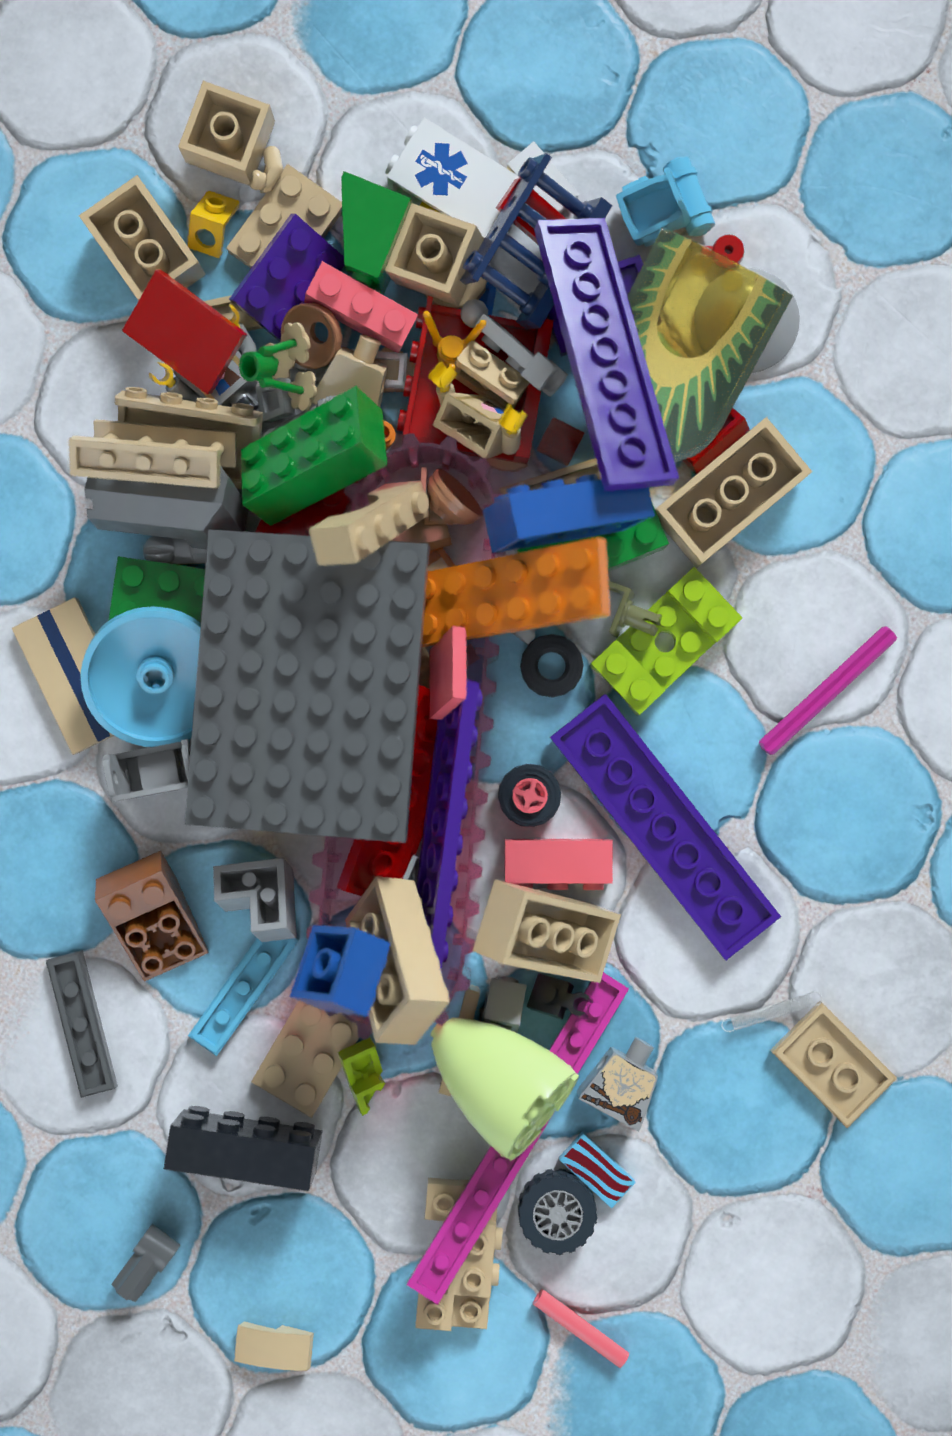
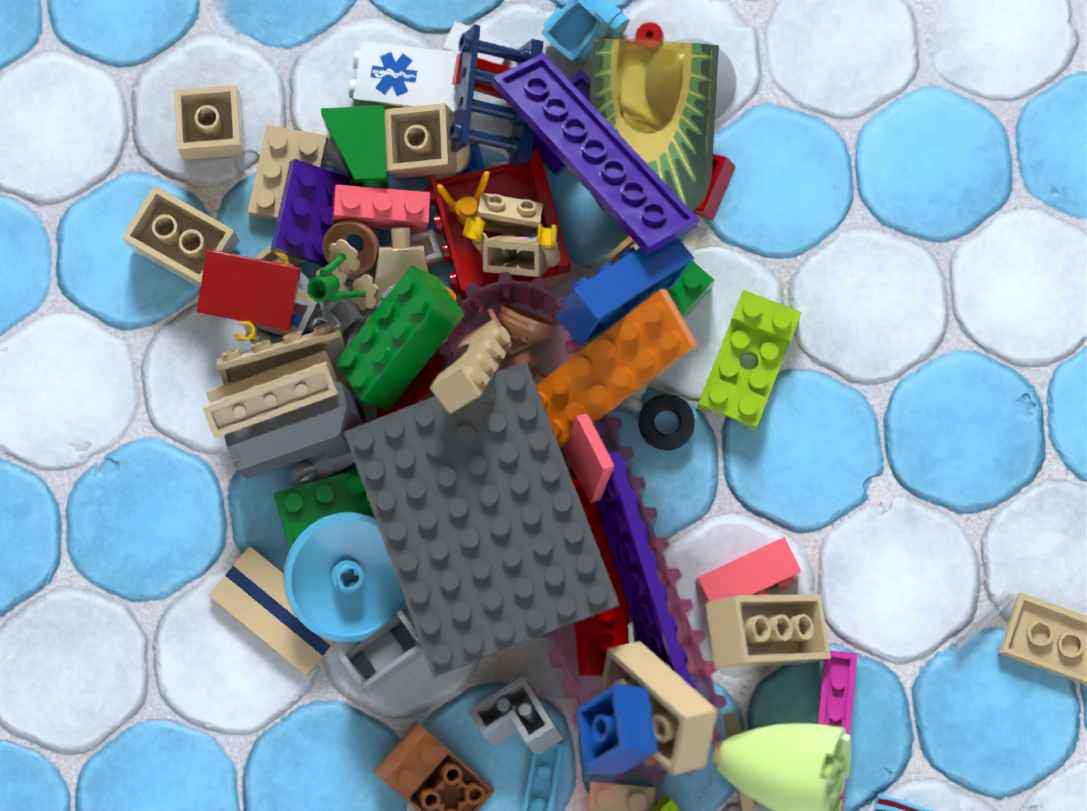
camera: 25 degrees left, 10 degrees down
(211, 214) = (226, 189): yellow bracket -> none
(266, 180) = (258, 137): tan arm -> none
(504, 1003) = (760, 709): light grey brick -> none
(515, 792) = (698, 523): black wheel -> none
(534, 368) = (545, 191): light grey plate -> none
(555, 996) = (799, 688): black plate -> none
(560, 441) = (588, 241): clear red tile -> none
(621, 1084) = (890, 735): torso -> none
(630, 614) = (713, 350): olive bracket -> none
(665, 827) = (822, 509): dark purple plate -> none
(731, 492) = (744, 218): tan brick -> none
(828, 690) = (898, 340): dark pink axle -> none

